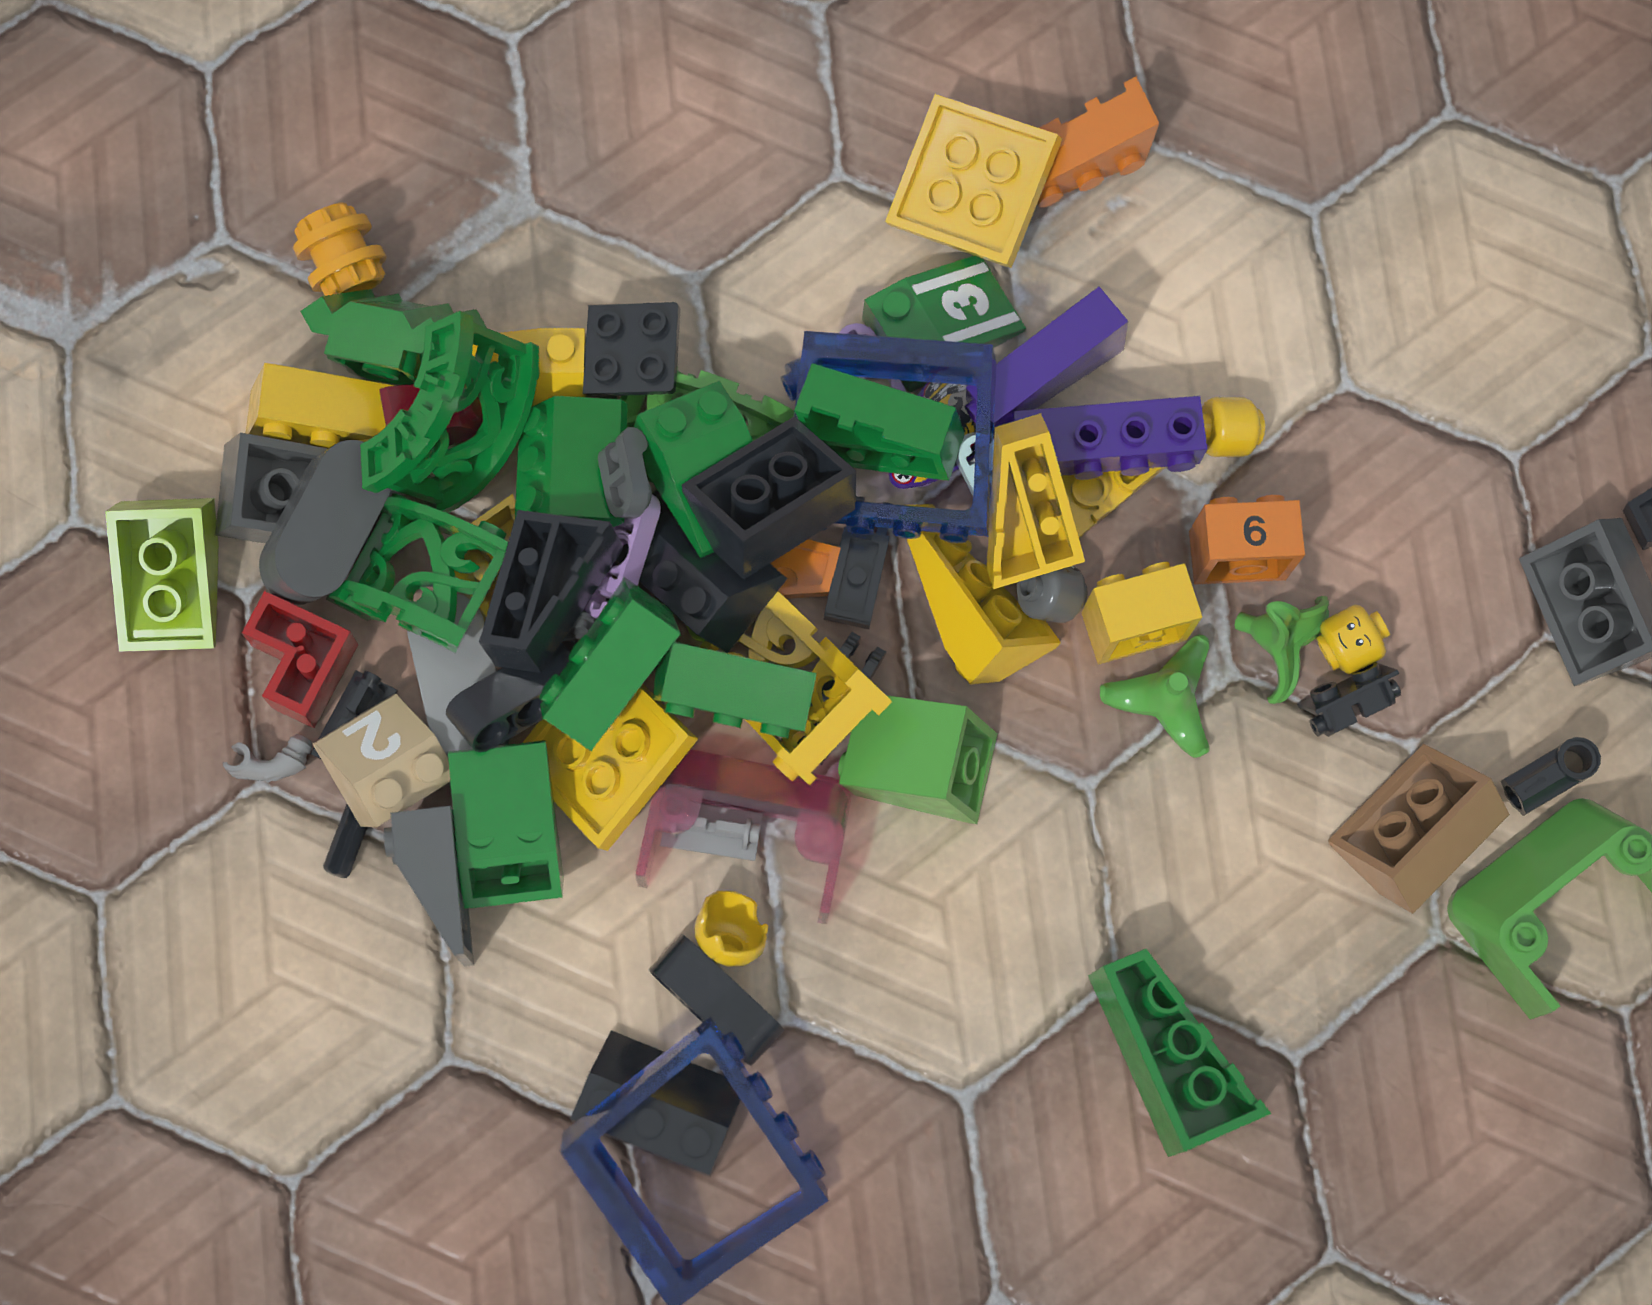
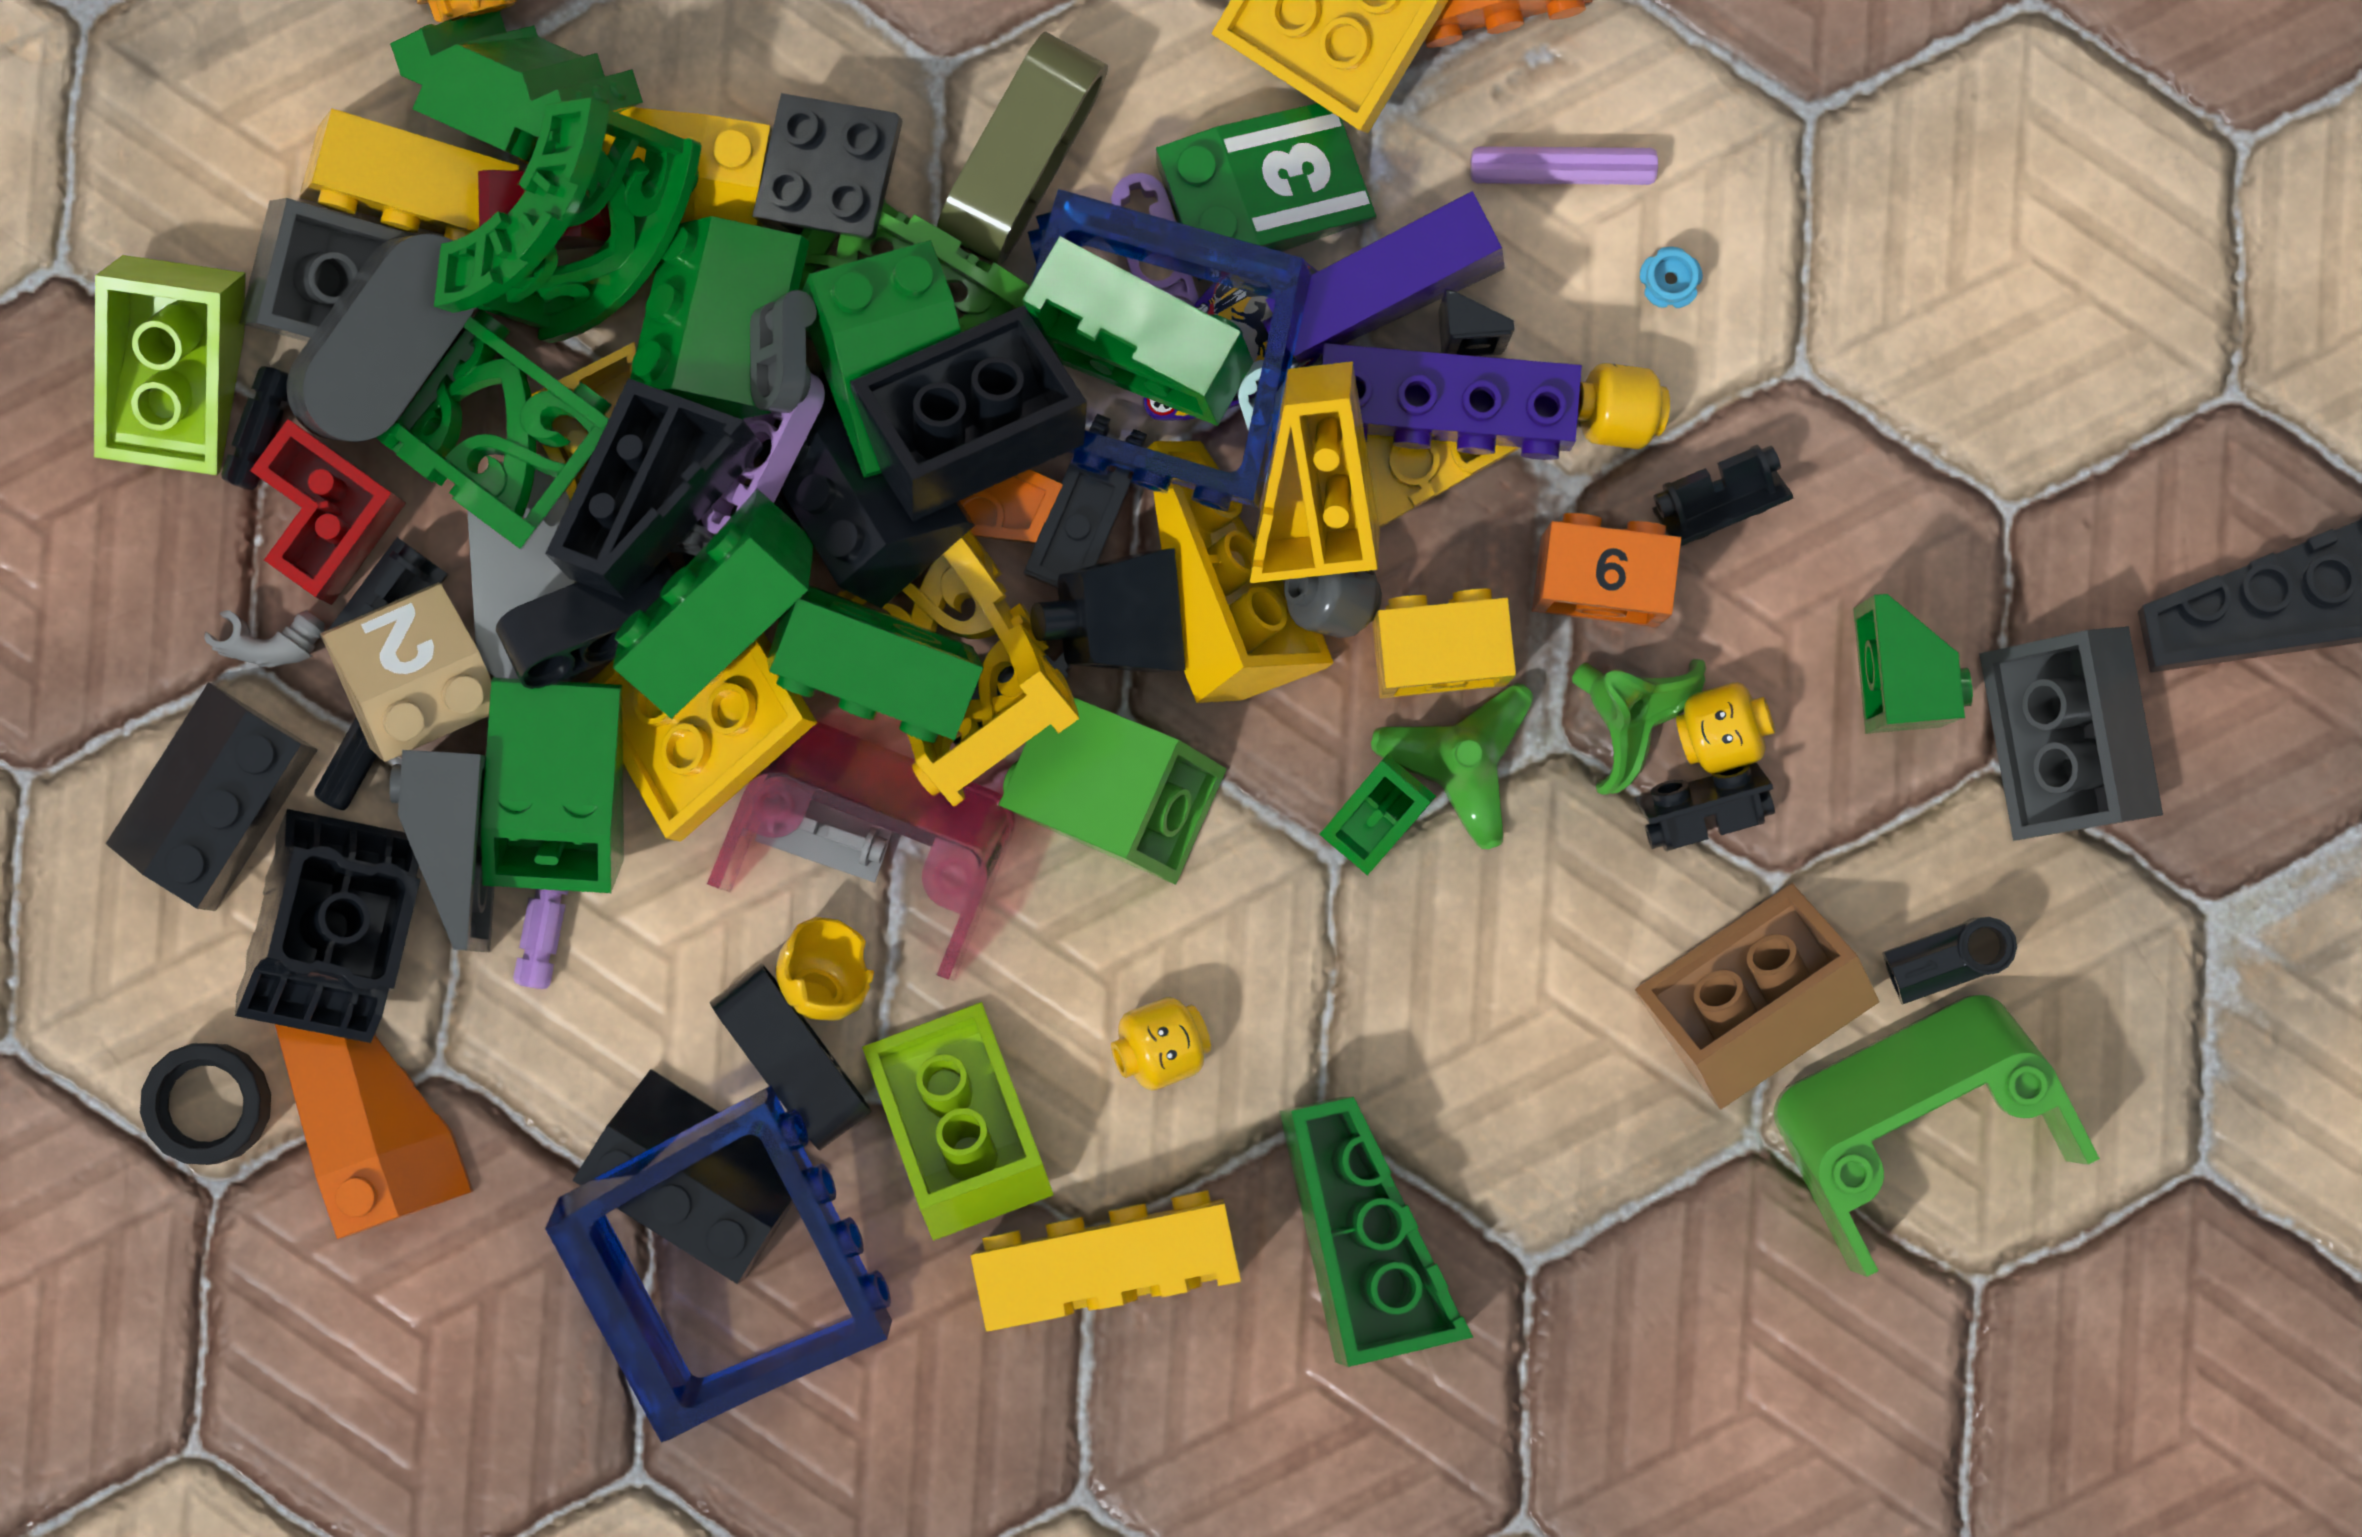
camera: 20 degrees right, 10 degrees up
(237, 1116) = (156, 1094): none -> black tyre
(238, 608) = (256, 427): none -> black axle
(245, 884) = (210, 798): none -> black slope
(352, 964) = (330, 927): none -> black slope
(402, 1109) = (368, 1132): none -> orange wedge
(511, 944) = (539, 938): none -> lavender axle
(768, 316) = (1022, 147): none -> olive plant
(852, 1026) = (957, 1121): none -> lime slope
(900, 632) = (1117, 614): none -> black torso
(985, 1110) = (1104, 1262): none -> yellow wedge
(991, 939) = (1161, 1043): none -> yellow head
(1113, 382) = (1472, 327): none -> black slope
(1117, 742) = (1377, 814): none -> green slope
(1152, 271) = (1564, 165): none -> lavender axle
(1245, 324) = (1673, 261): none -> medium azure plate
(1329, 471) = (1699, 507): none -> black hinge
(1474, 572) = (1906, 670): none -> green slope

